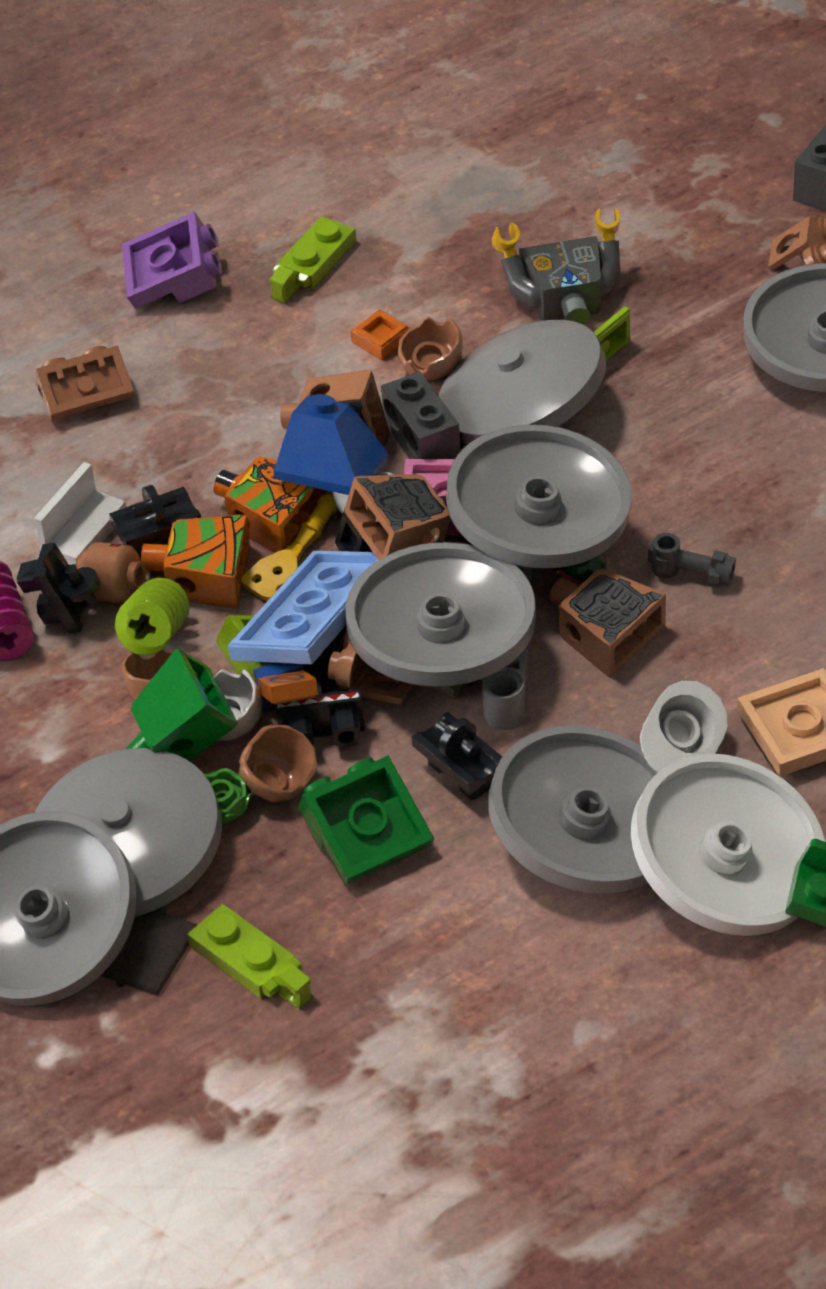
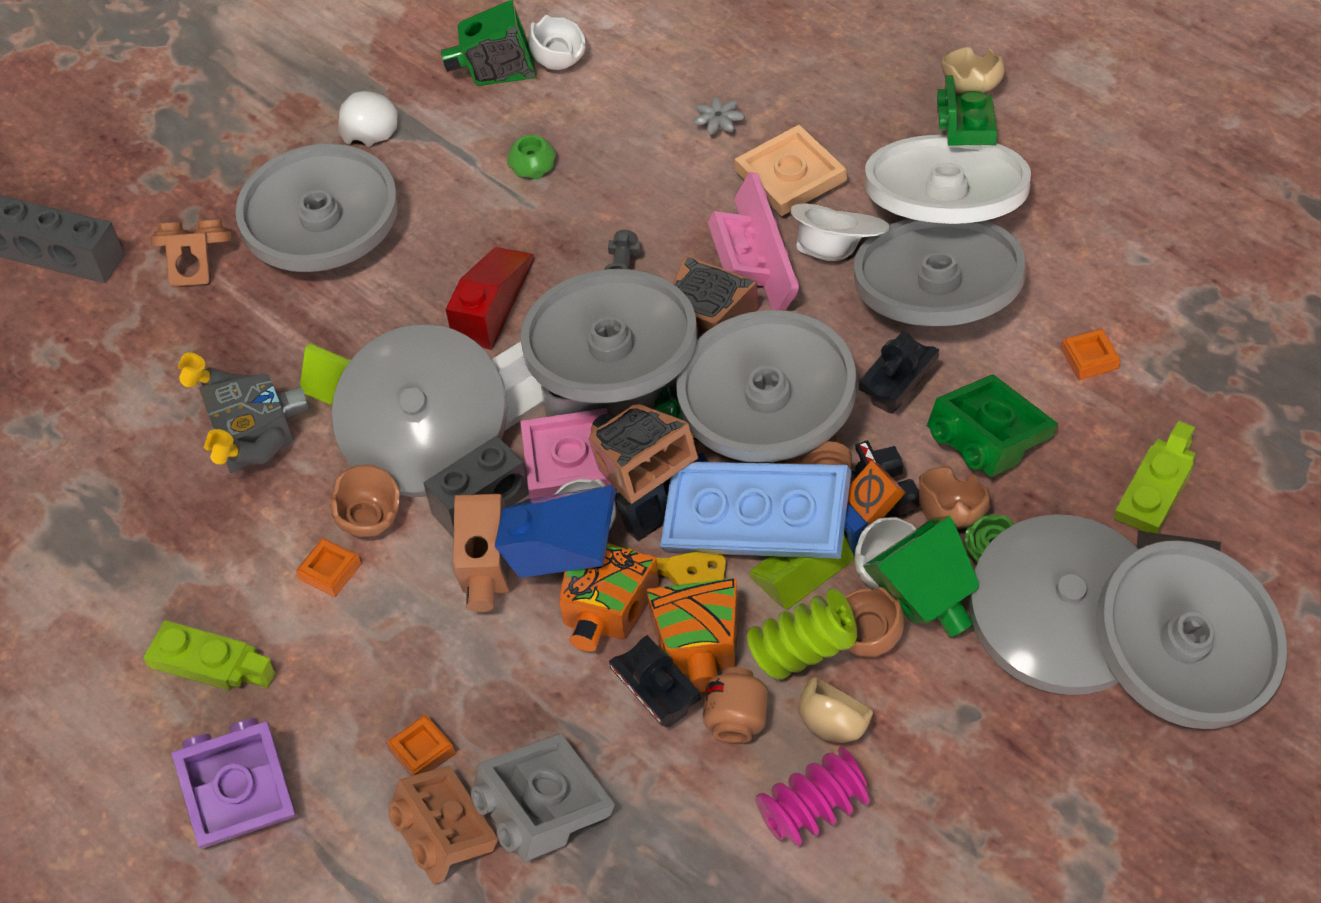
camera: 100 degrees left, 5 degrees up
(63, 587) = (781, 728): black hips -> none
(76, 432) = (539, 796): none -> light grey plate
(76, 515) = (659, 765): white panel -> none
(76, 636) = (832, 713): none -> tan hair
(166, 382) = (421, 747): none -> orange tile
(446, 943) = (1090, 354): none -> orange tile
(680, 454) = (487, 295): none -> red slope
(685, 656) = (752, 244): none -> bright pink bracket

